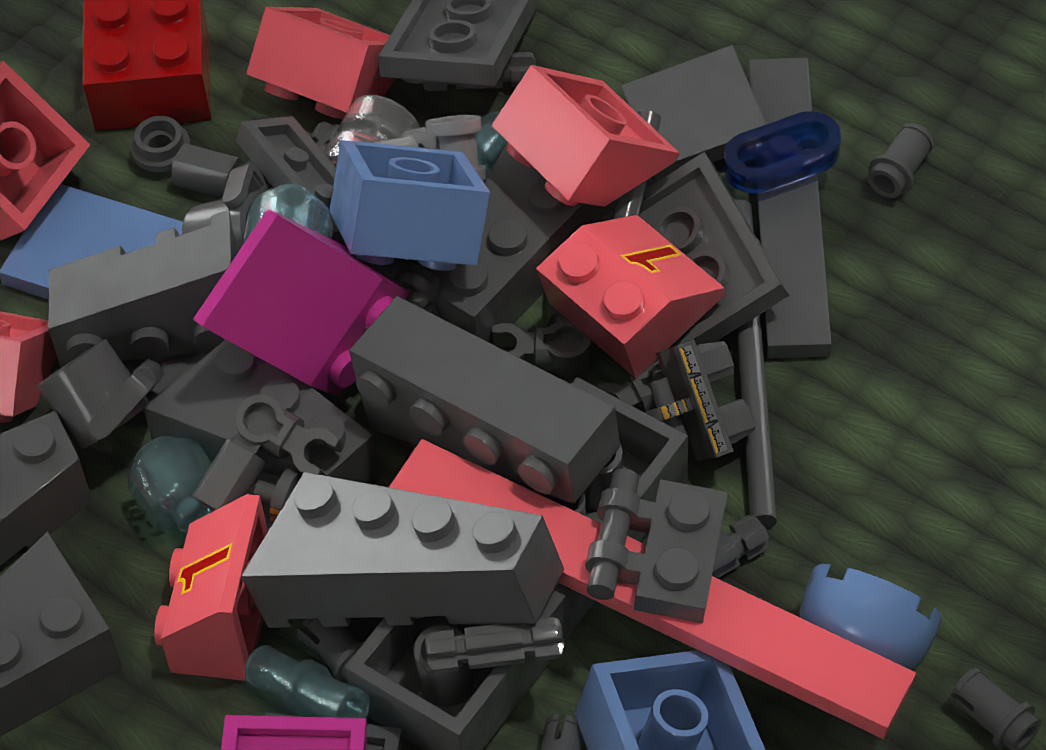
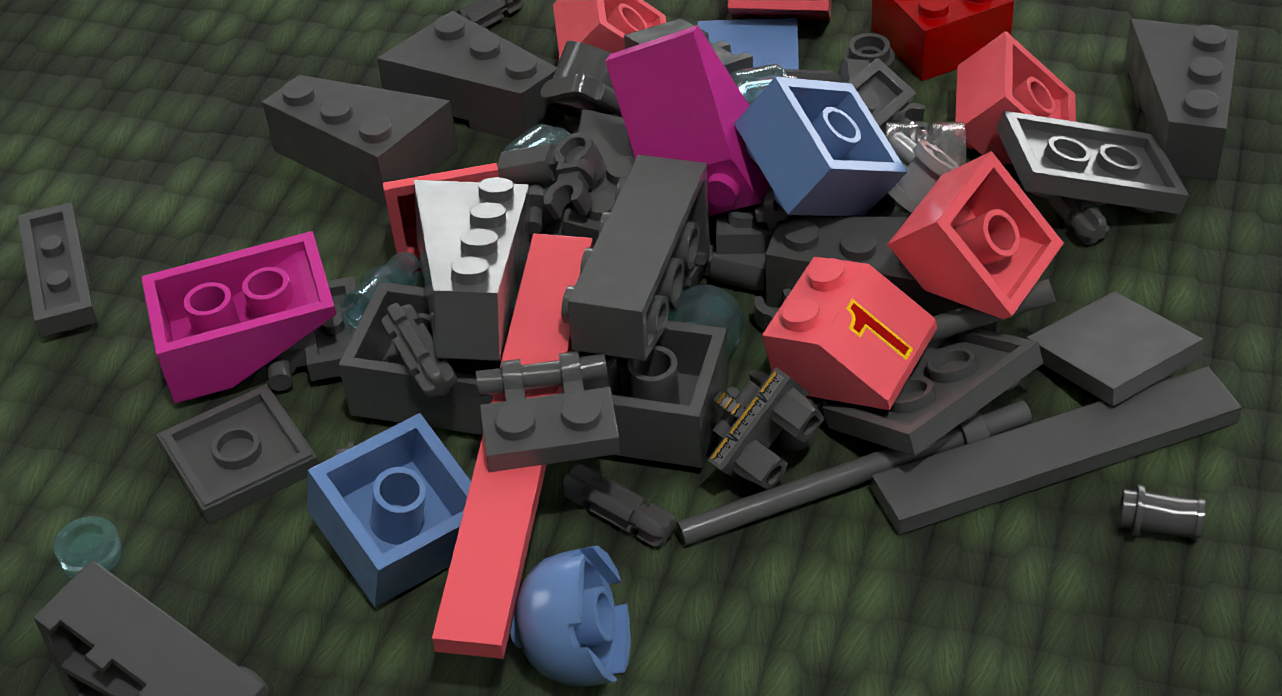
camera: 70 degrees right, 10 degrees down
(776, 153) = (1093, 409): clear blue plate -> none

